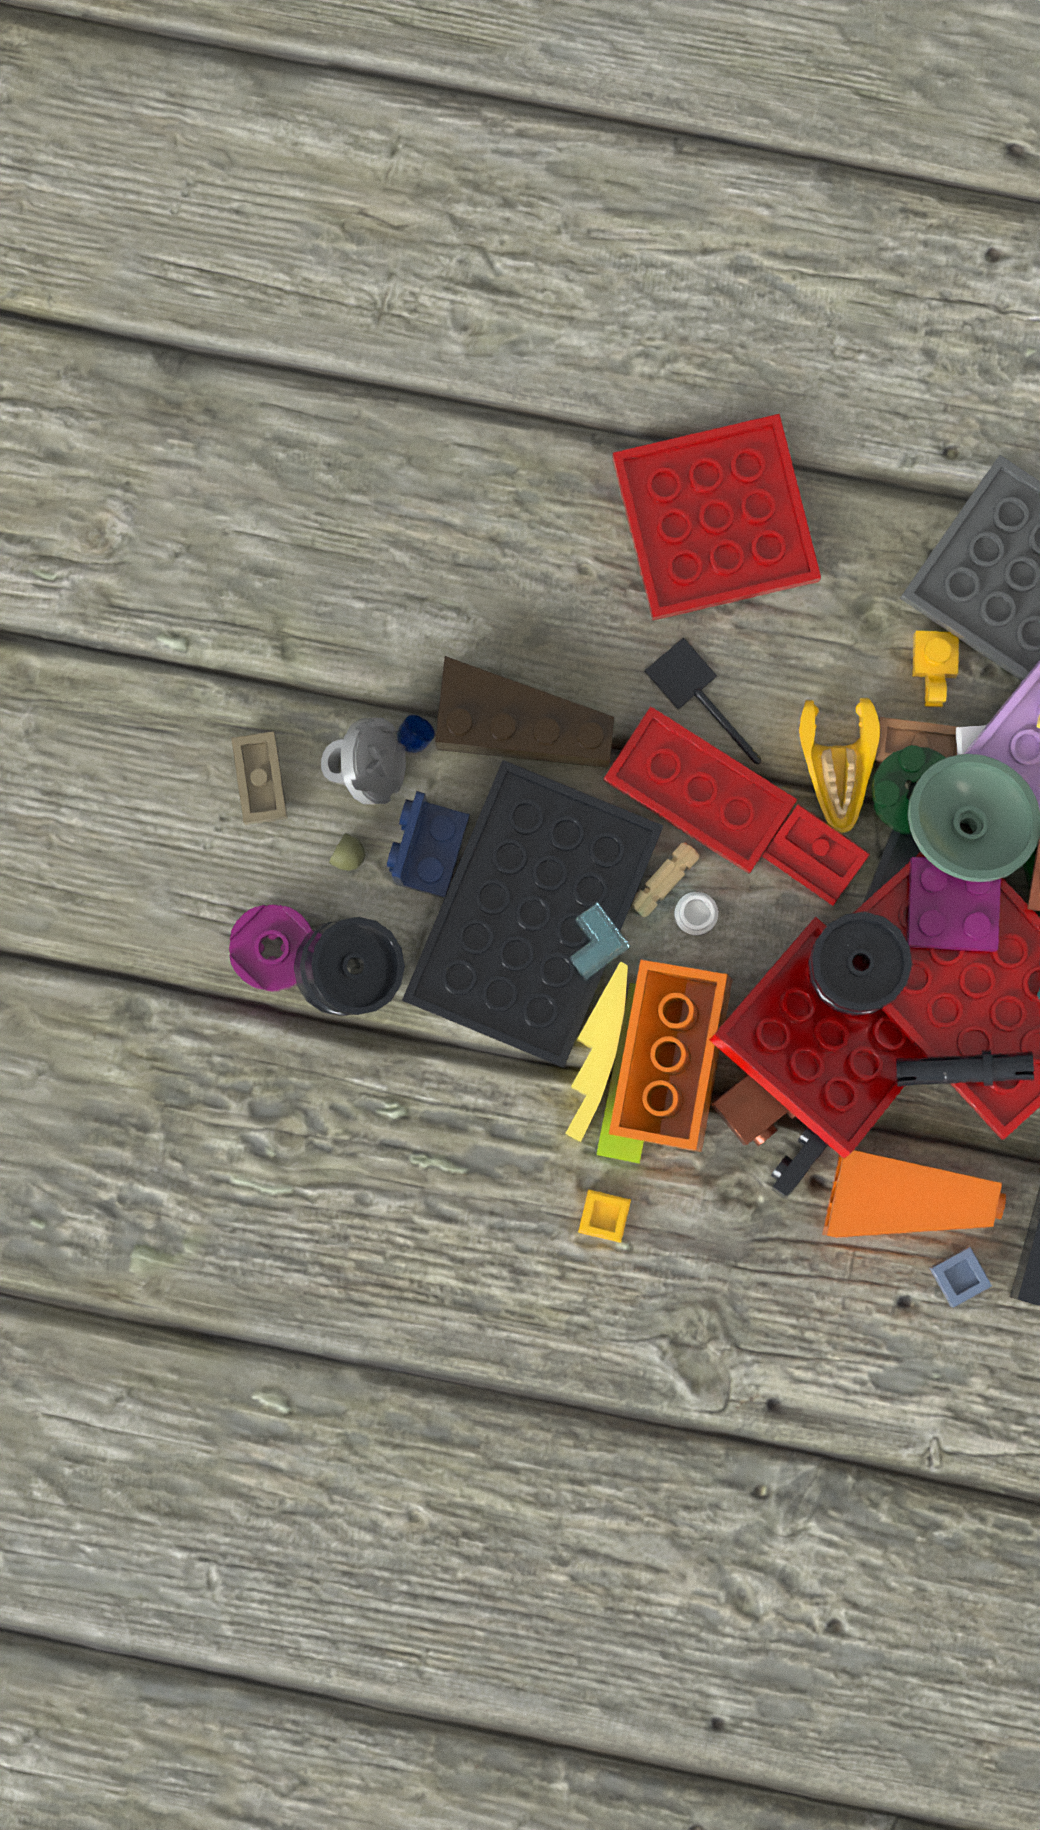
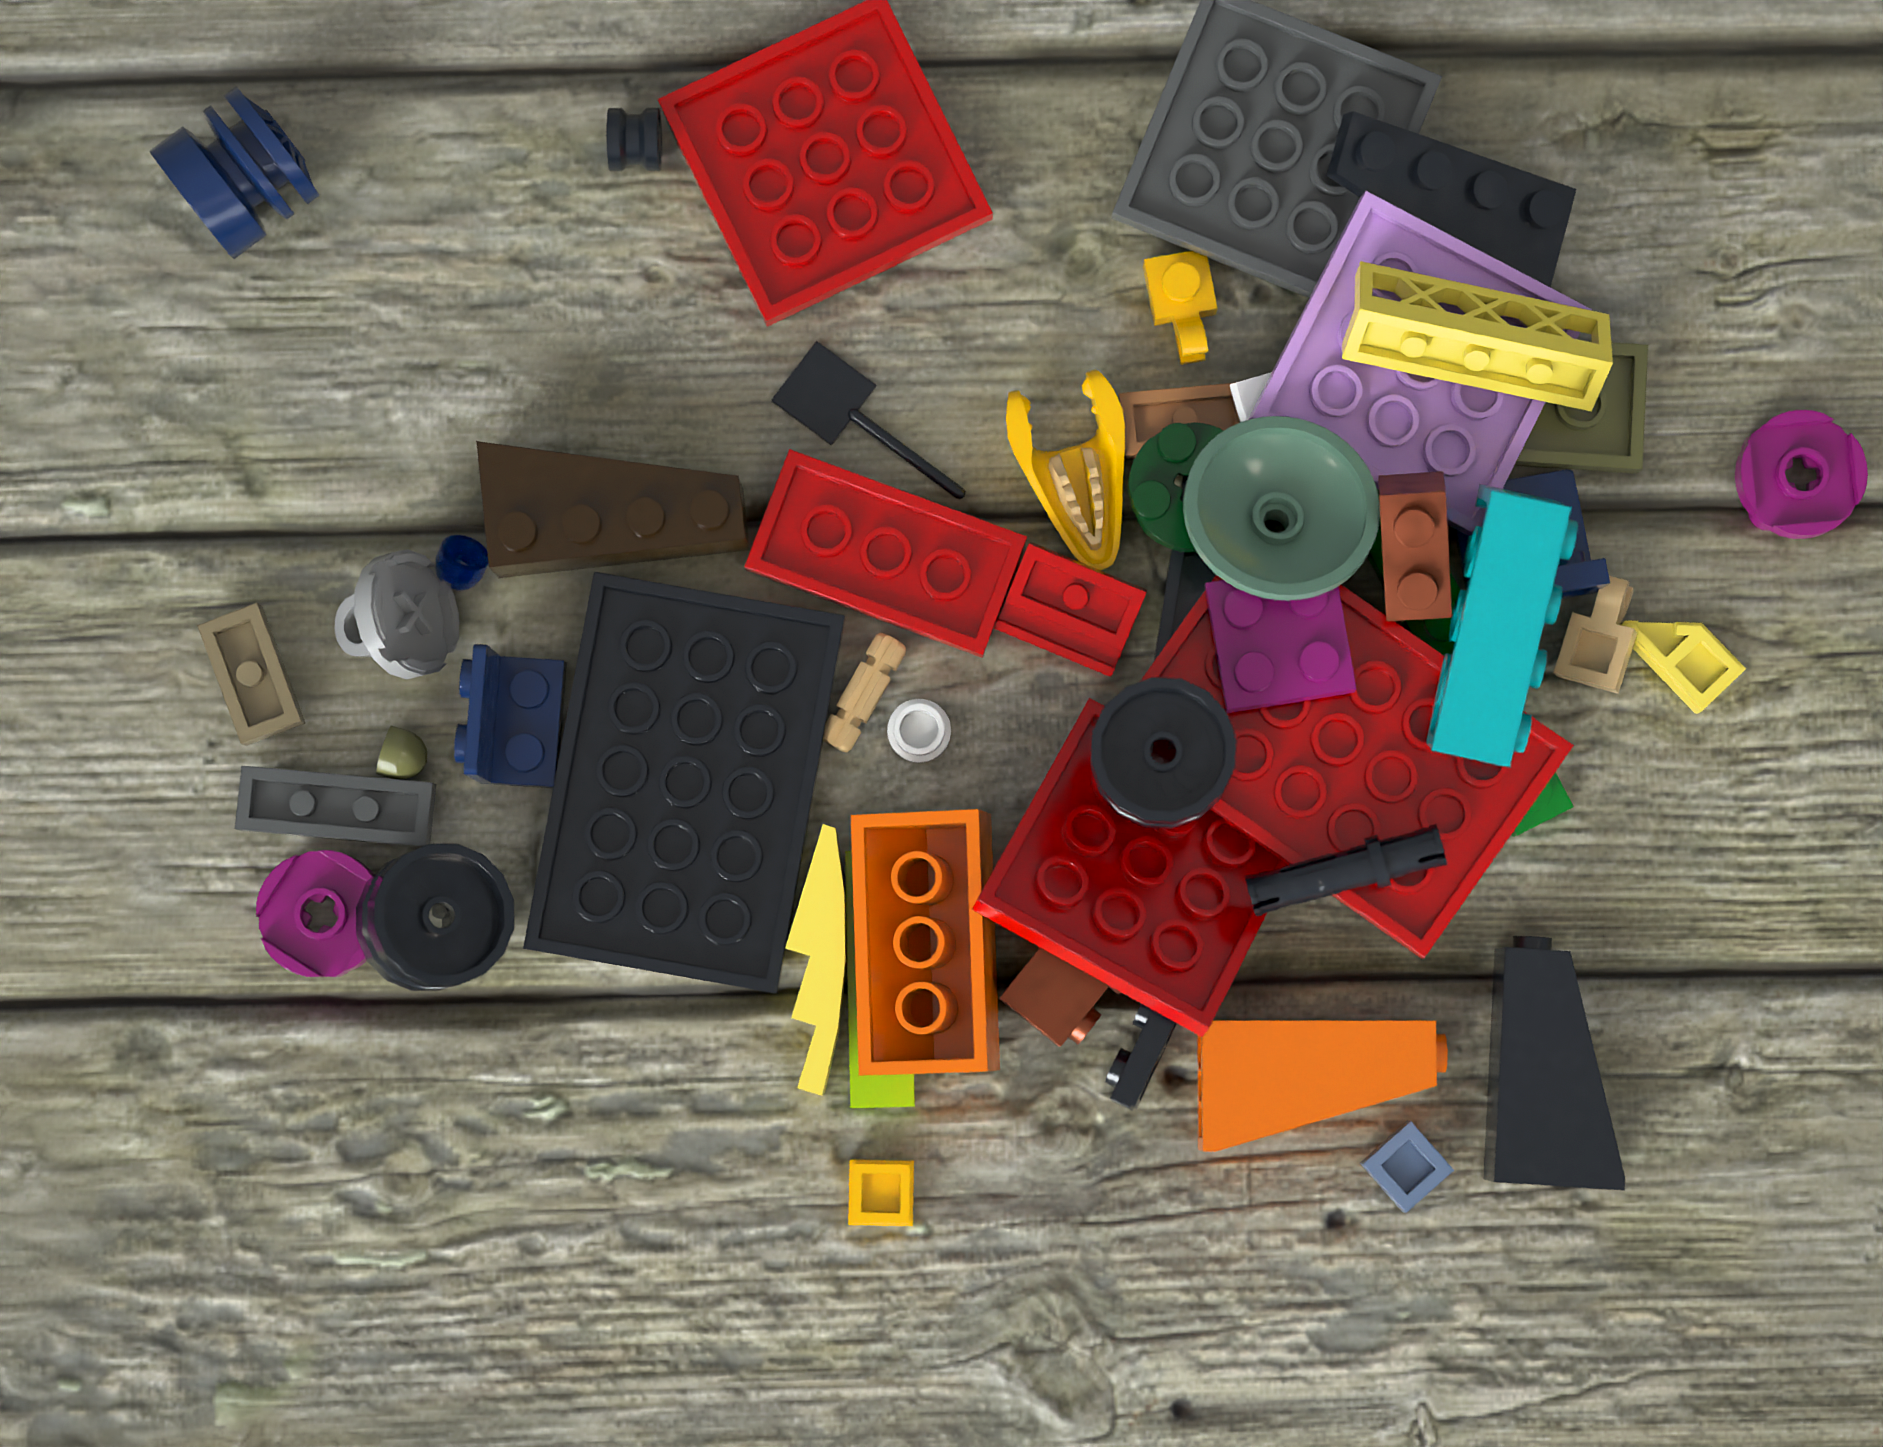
camera: 15 degrees left, 0 degrees up
(296, 878) = (335, 806): none -> dark grey plate
(322, 441) = (235, 172): none -> dark blue wheel
(591, 476) = (634, 139): none -> black wheel
(605, 942) = (795, 807): clear light blue piece -> none

